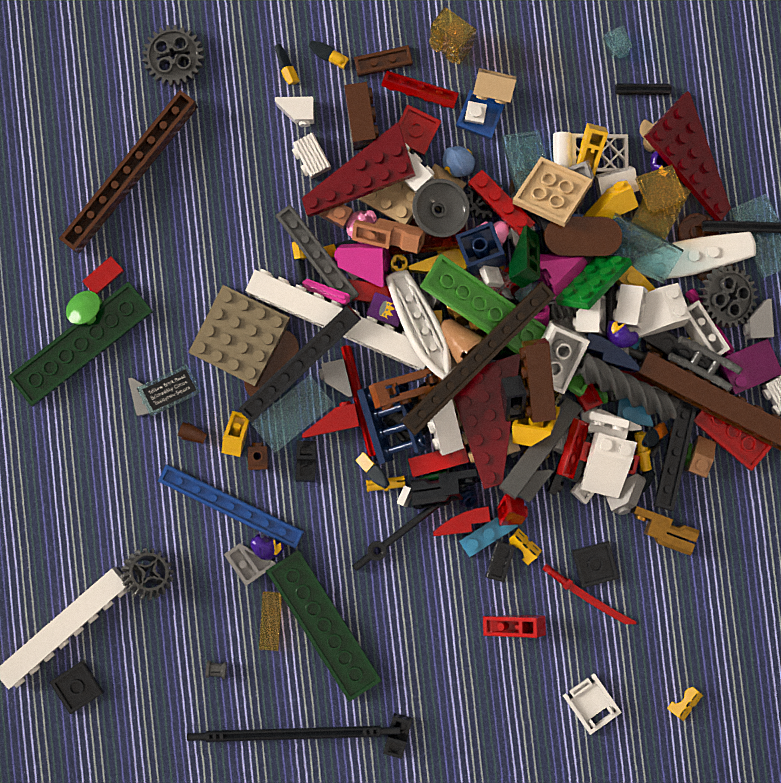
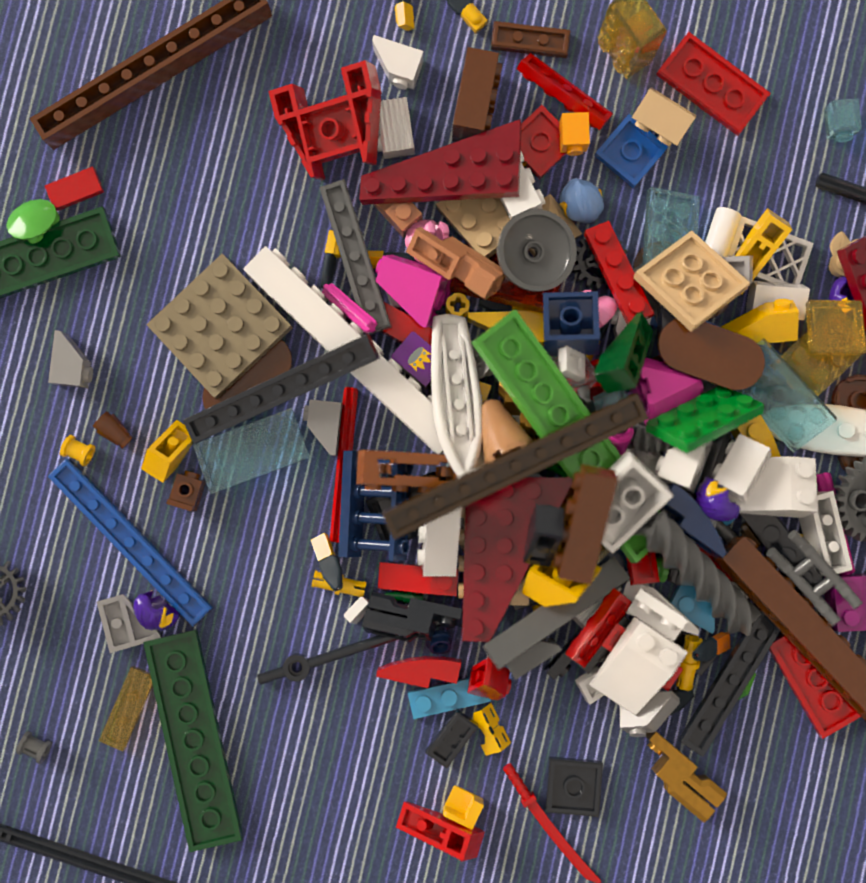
camera: 25 degrees right, 0 degrees up
(168, 390) = (101, 364): piece -> none
(172, 456) = (77, 450): none -> yellow bush
(269, 171) = (334, 126): none -> red wedge
(306, 461) = (247, 518): black slope -> none
(336, 420) = (306, 479): red slope -> none
(437, 117) = (574, 133): none -> light orange brick
(475, 112) = (626, 145): white plate -> none
(520, 47) = (713, 83): none -> red tile
(524, 604) = (463, 807): none -> yellow panel
(701, 457) = (763, 697): medium nougat slope -> none

